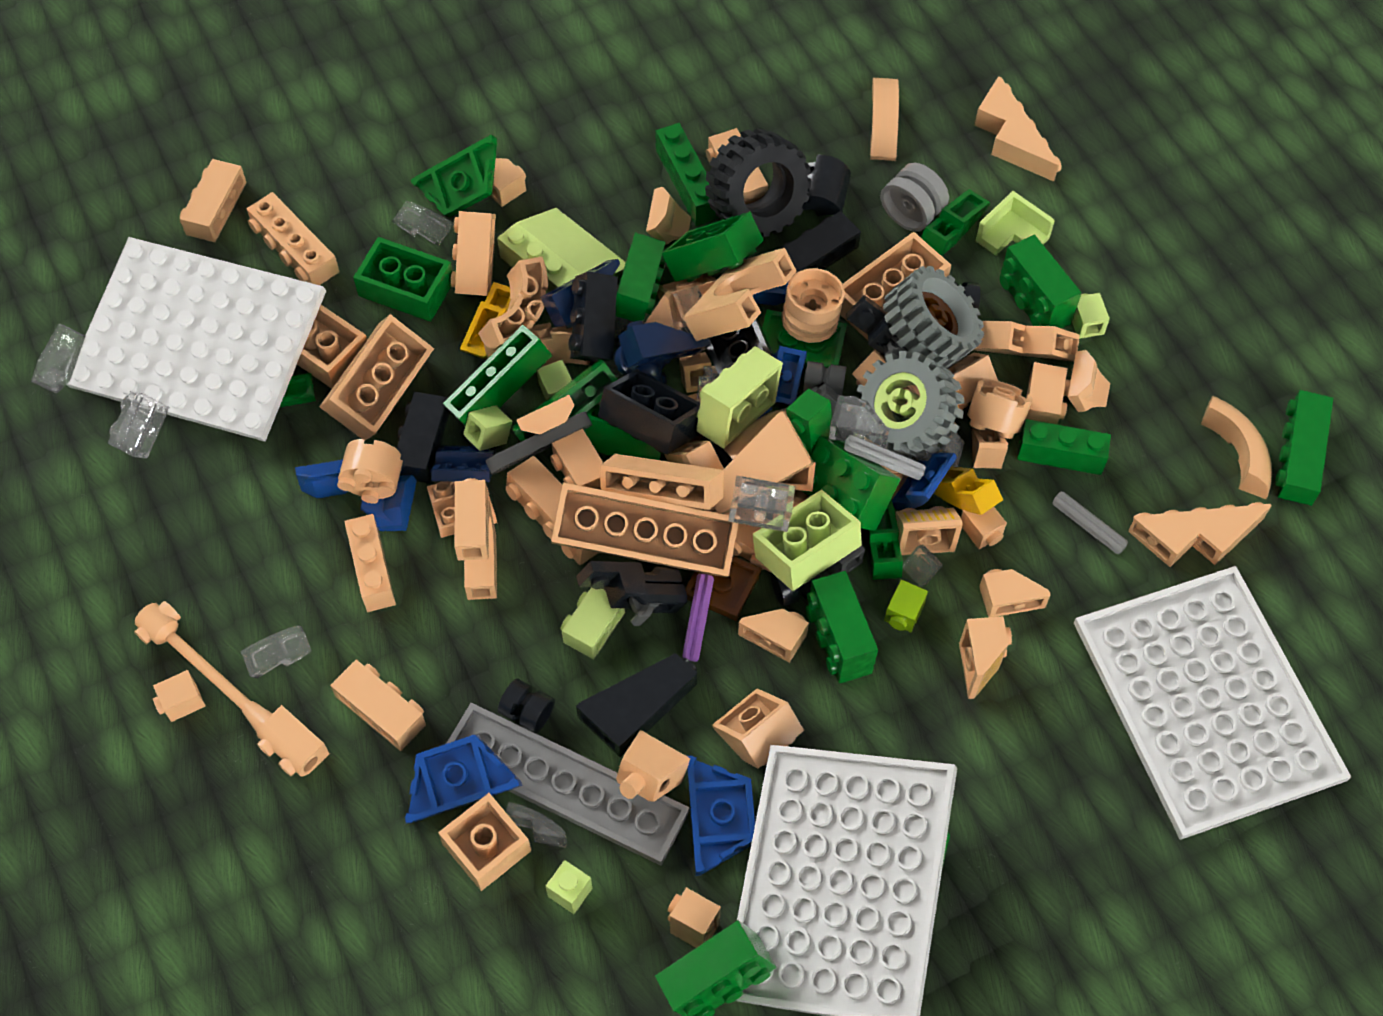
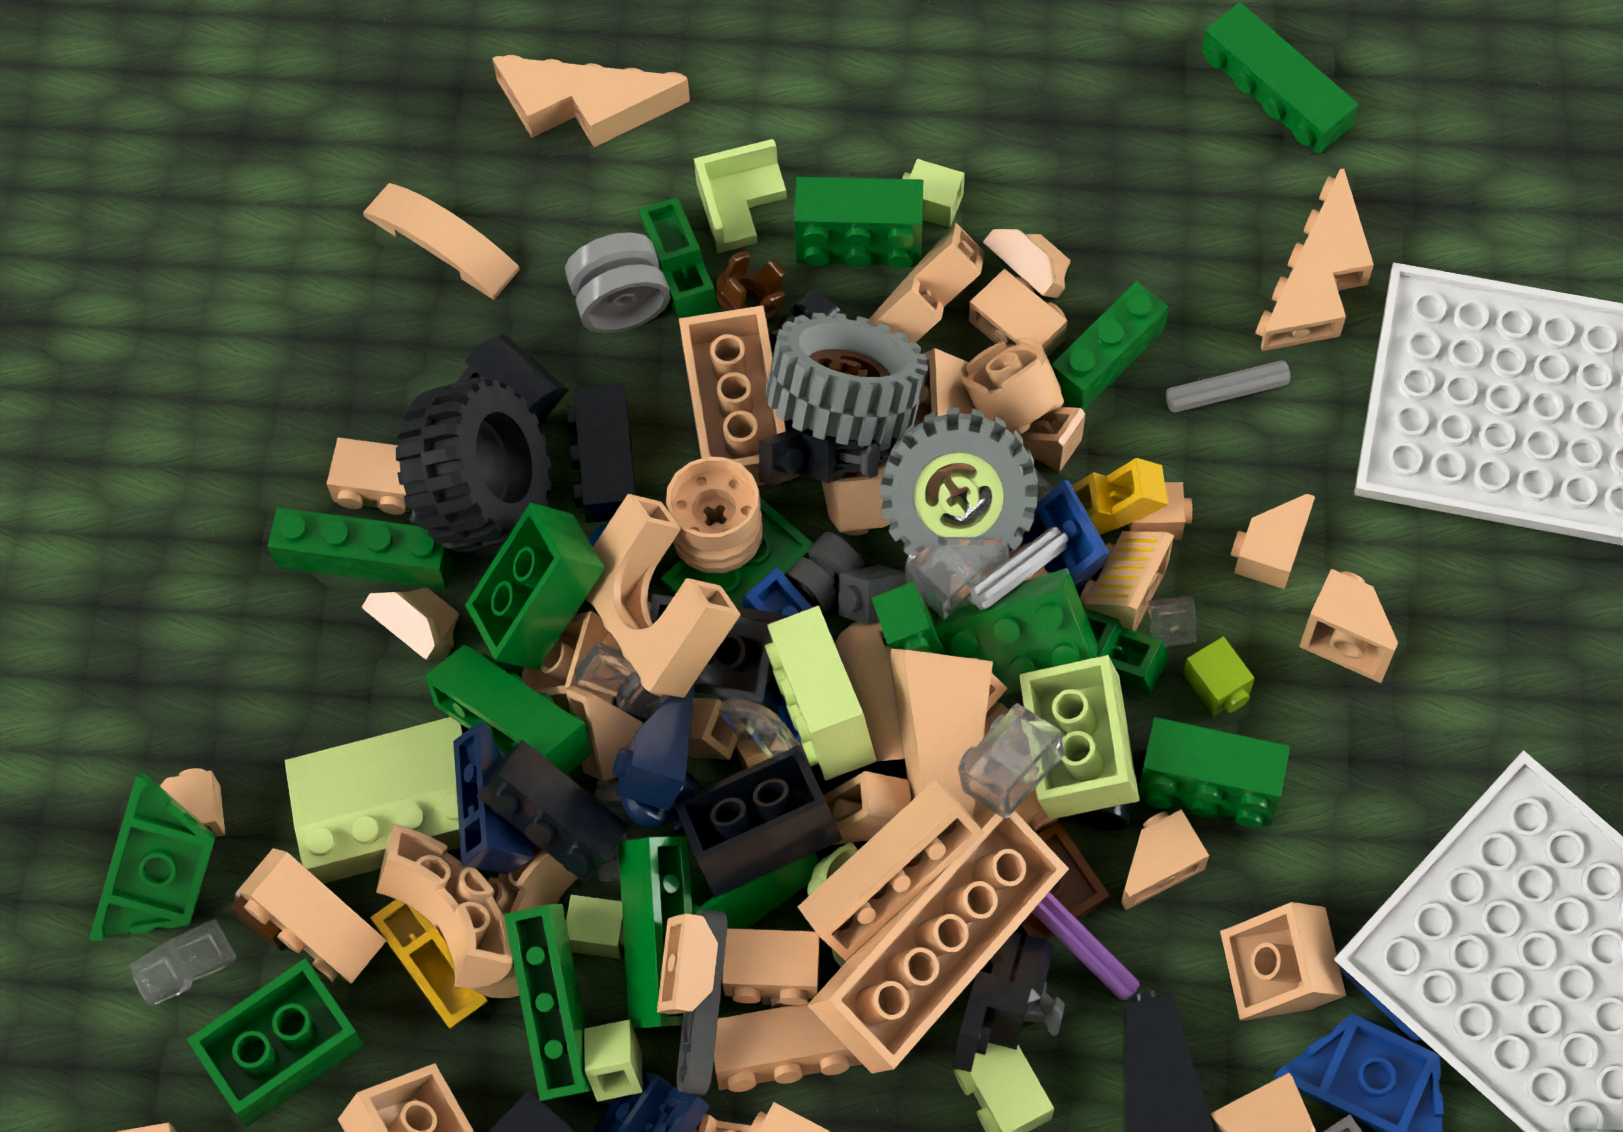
camera: 55 degrees left, 5 degrees up
(965, 252) = (739, 279): none -> reddish brown piece
(1248, 442) = (1231, 135): light nougat brick -> none

